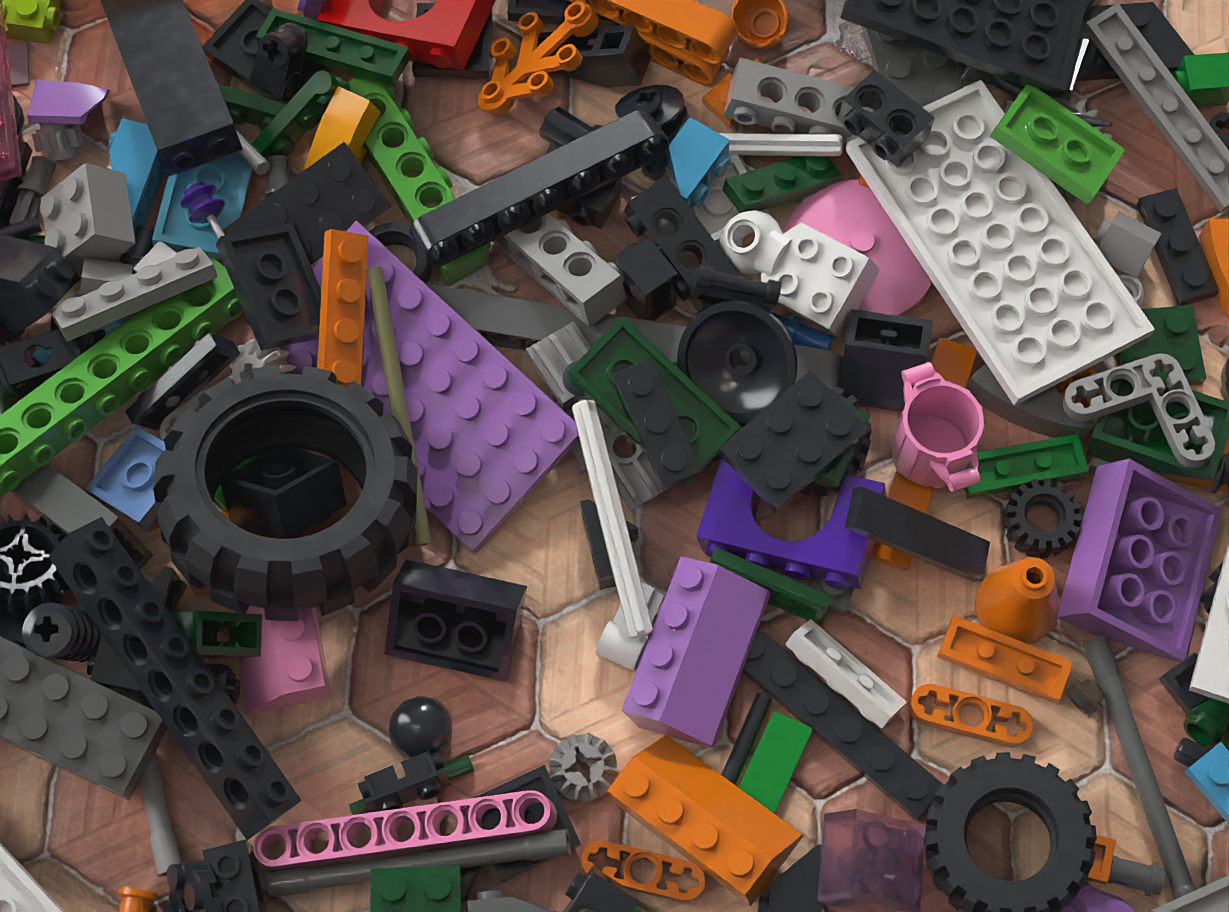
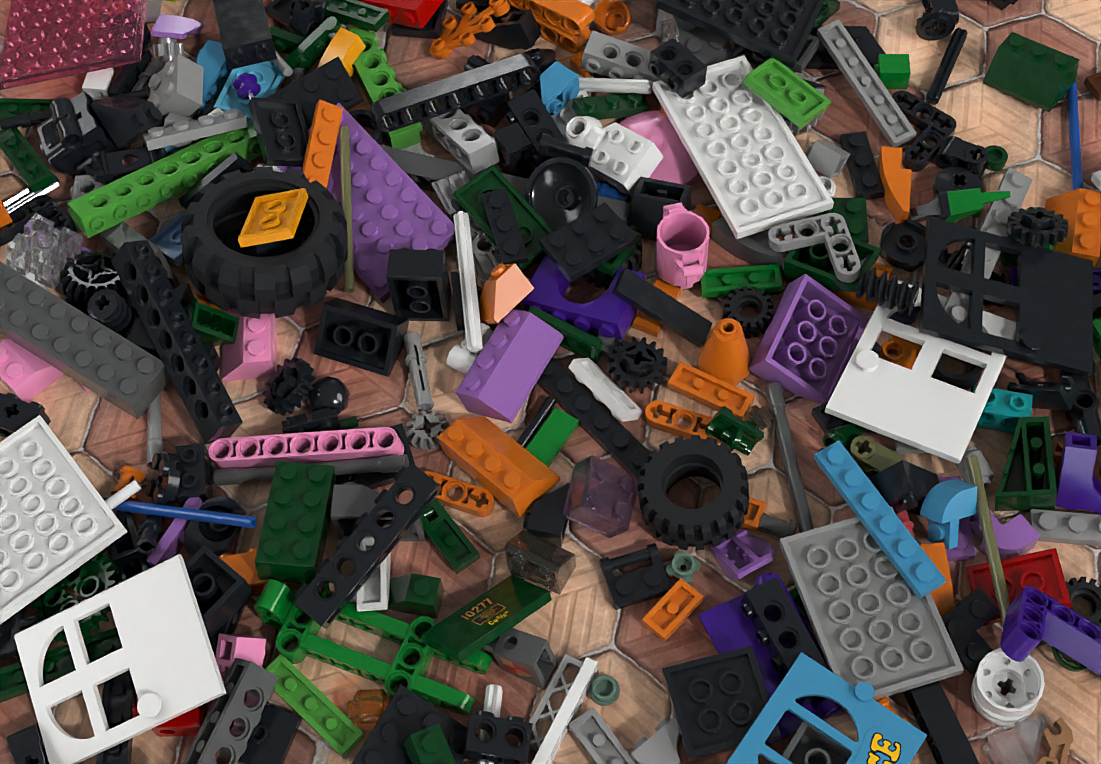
camera: 10 degrees right, 10 degrees down
(302, 466) = (273, 217): none -> light orange tile
(358, 722) = (288, 386): none -> black gear
(538, 533) = (419, 284): none -> black brick
(548, 655) = (416, 361): none -> light grey pin
(670, 536) = (502, 292): none -> slope
(872, 627) = (637, 365): none -> black gear
(1057, 731) = (734, 431): none -> dark green hips

